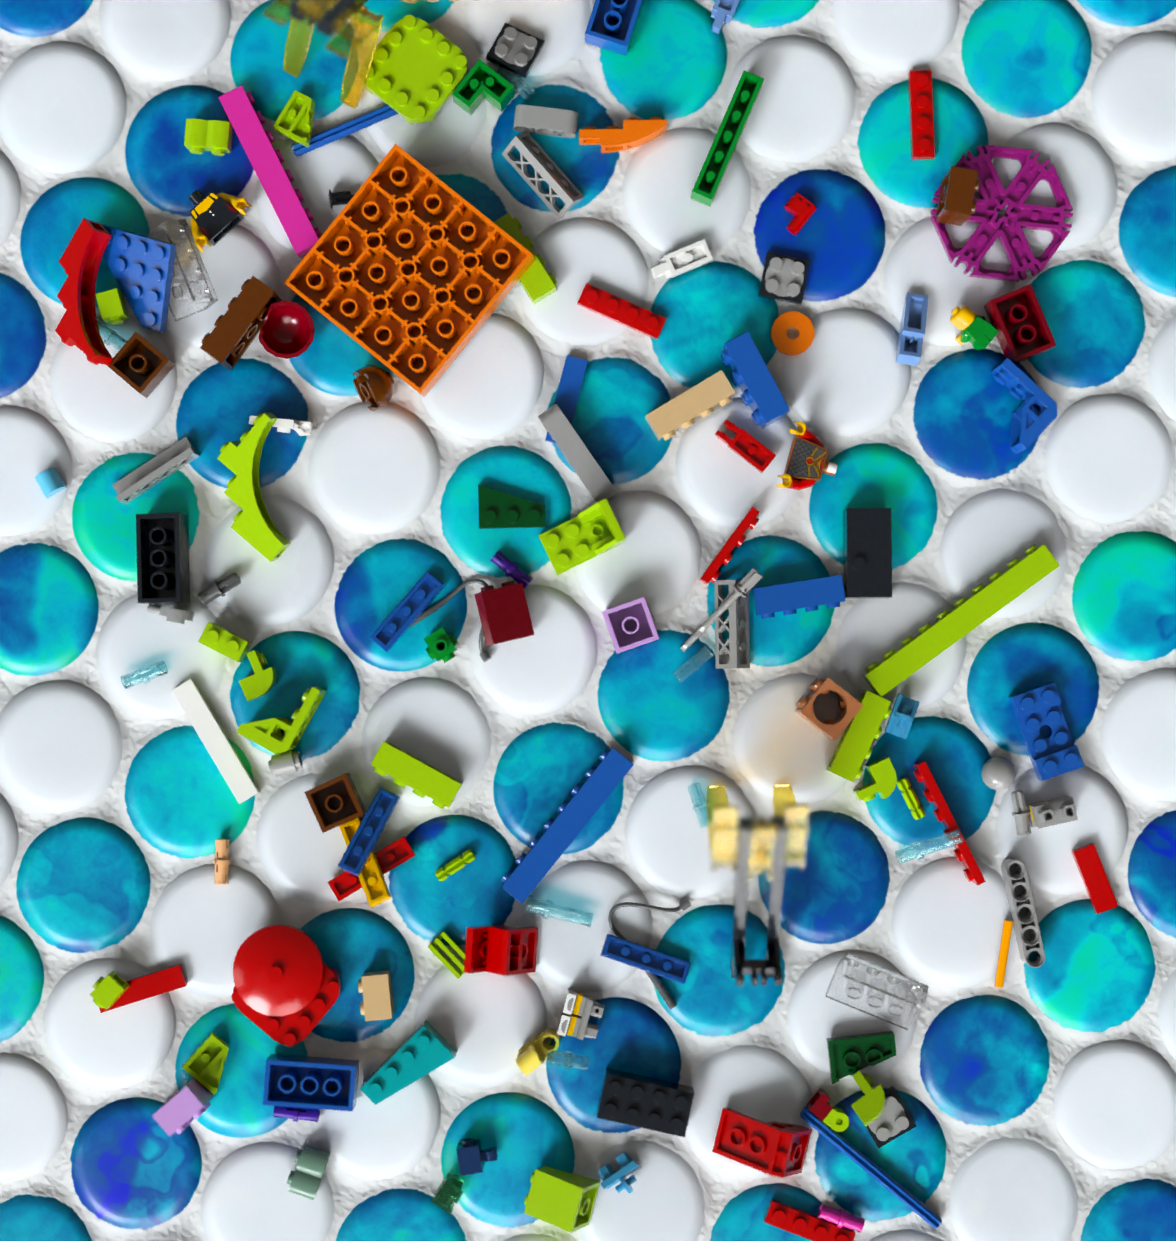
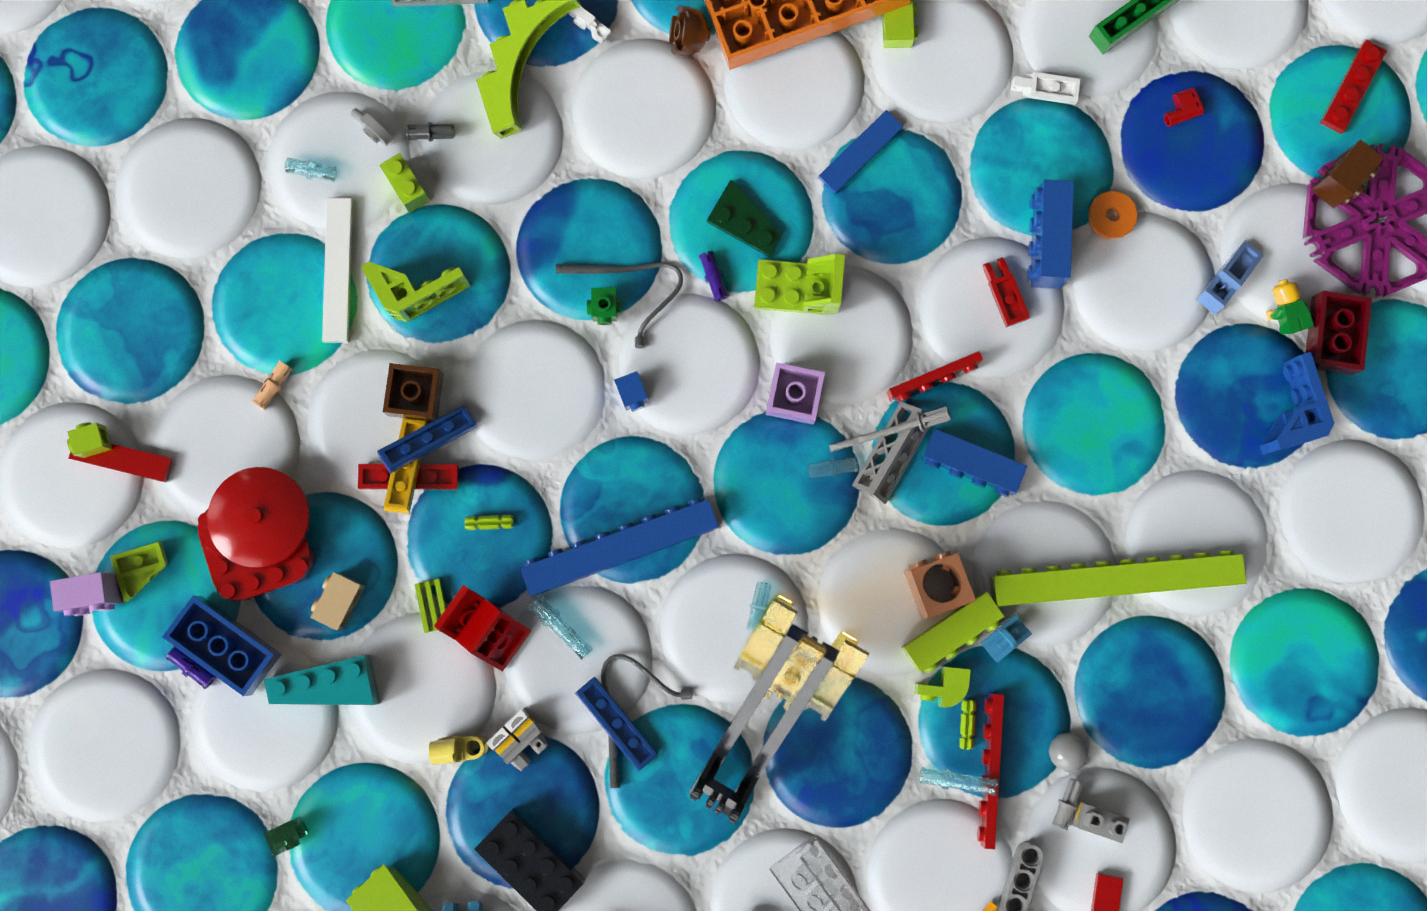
camera: 30 degrees right, 5 degrees down
(162, 558) = (395, 72): black brick -> none
(263, 679) = (415, 239): lime brick -> none
(285, 763) = (389, 328): light grey brick -> none
(309, 1171) = (165, 732): sand green brick -> none
(407, 611) = (591, 256): blue tile -> none
(417, 774) = (505, 412): lime brick -> none
(472, 1157) = (330, 814): dark blue brick -> none
(503, 699) = (631, 391): none -> blue brick
(504, 613) = (681, 311): dark red brick -> none
(568, 1060) = (481, 775): clear light blue axle -> none
(577, 454) = (841, 203): light grey beam -> none
(621, 311) = (962, 101): red plate -> none
(690, 405) = (975, 224): tan brick -> none
(784, 278) = (1134, 160): light grey piece -> none
(805, 460) = (1056, 338): torso -> none
(867, 553) = (1064, 461): black brick -> none
(1054, 753) = (1139, 765): blue piece -> none

